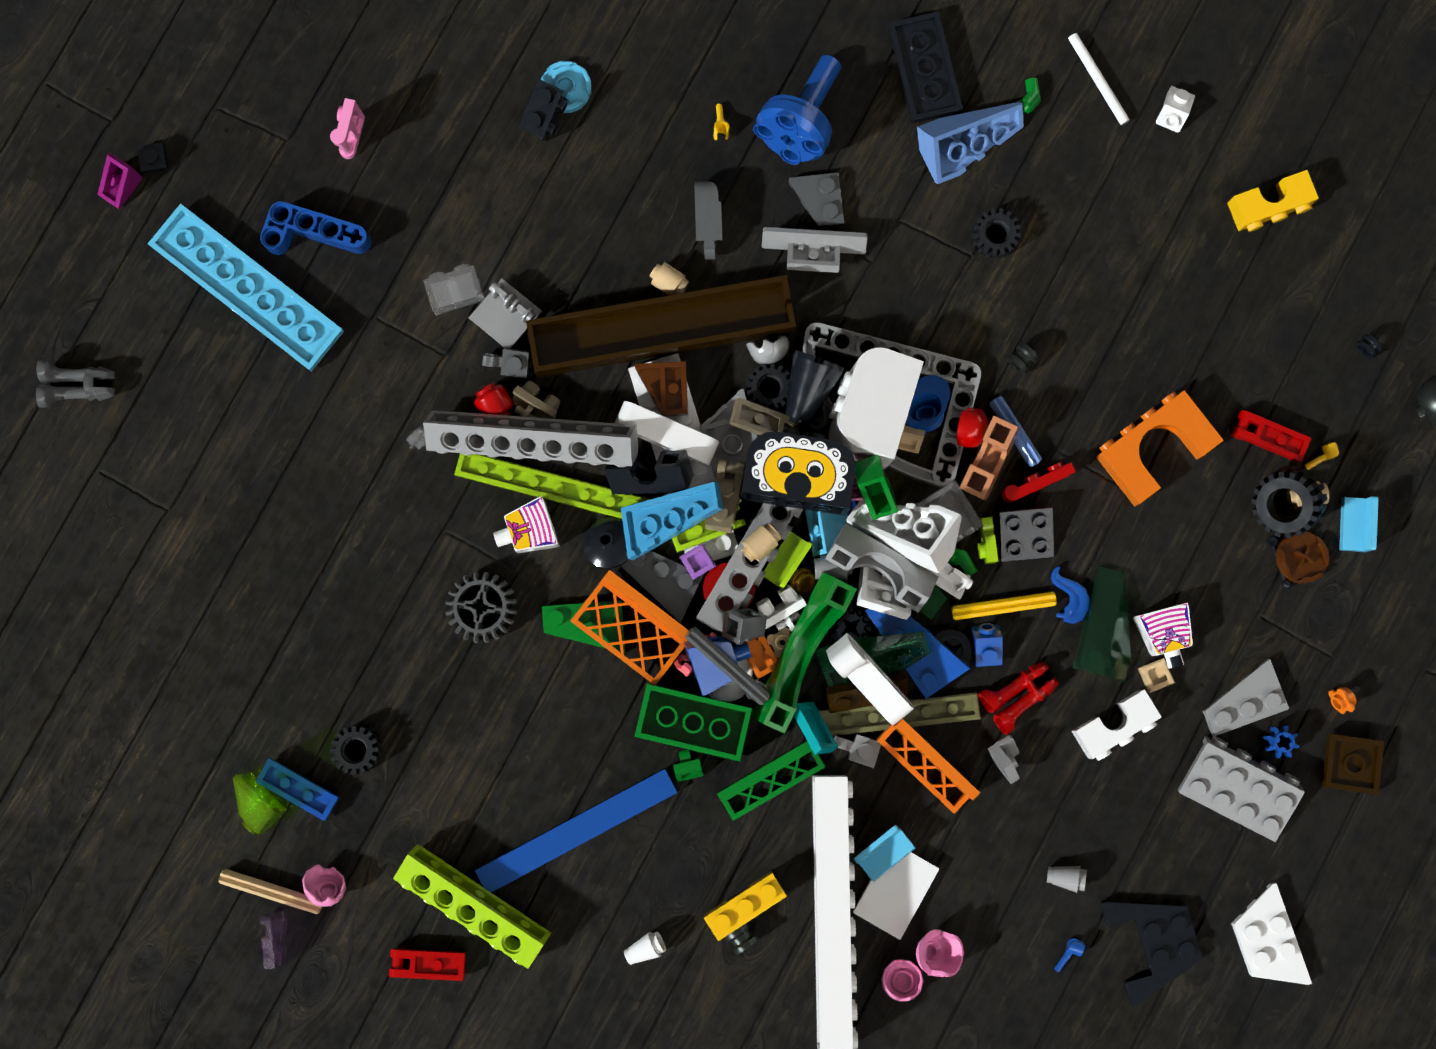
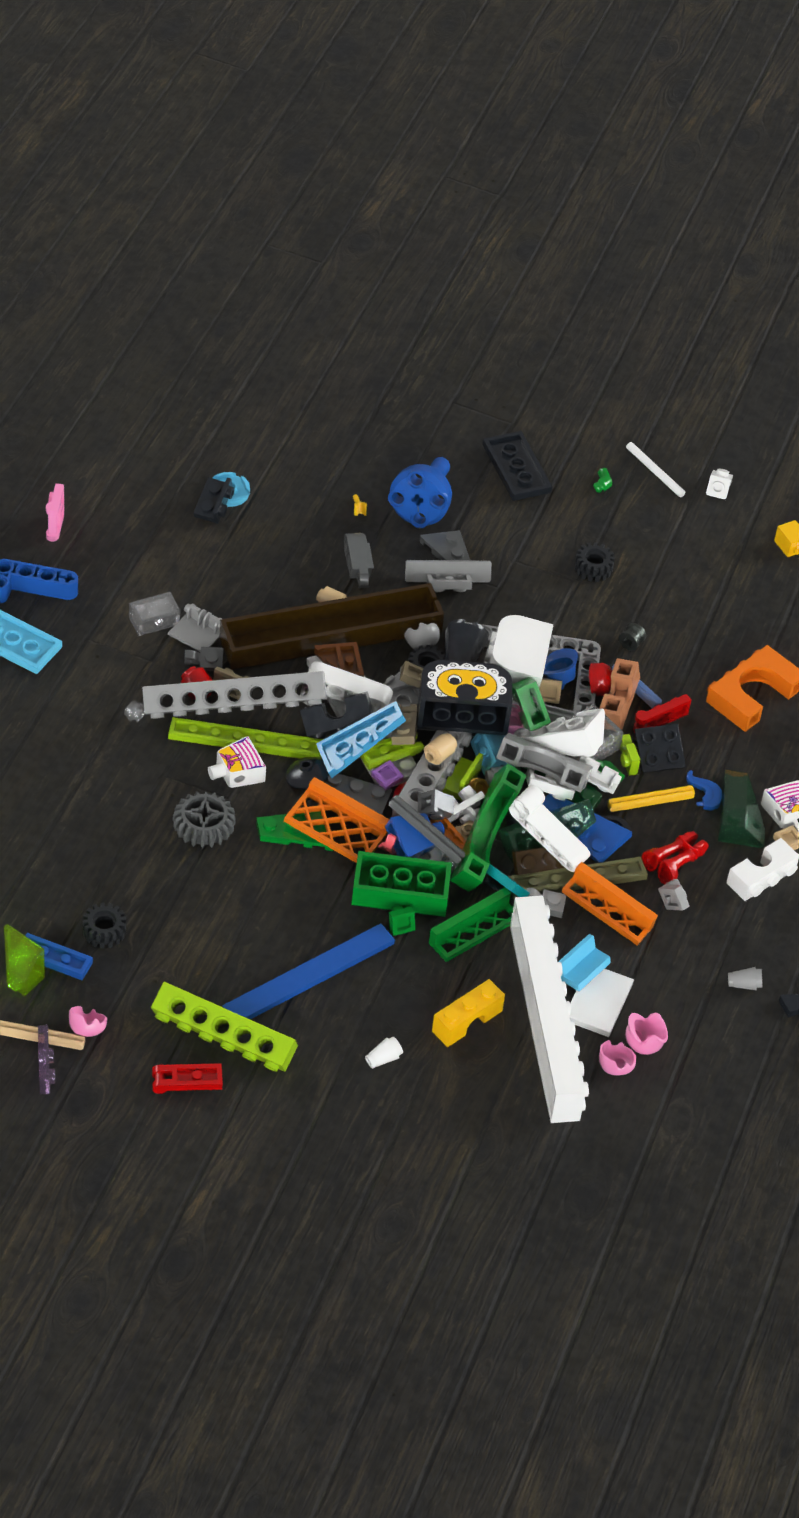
camera: 15 degrees left, 35 degrees down
(741, 939) = (468, 1038): pearl dark grey wheel -> none
(960, 139) = (553, 508): medium blue wedge -> none
(987, 645) = (643, 824): blue bracket -> none
(1074, 947) = (763, 1030): blue hand -> none

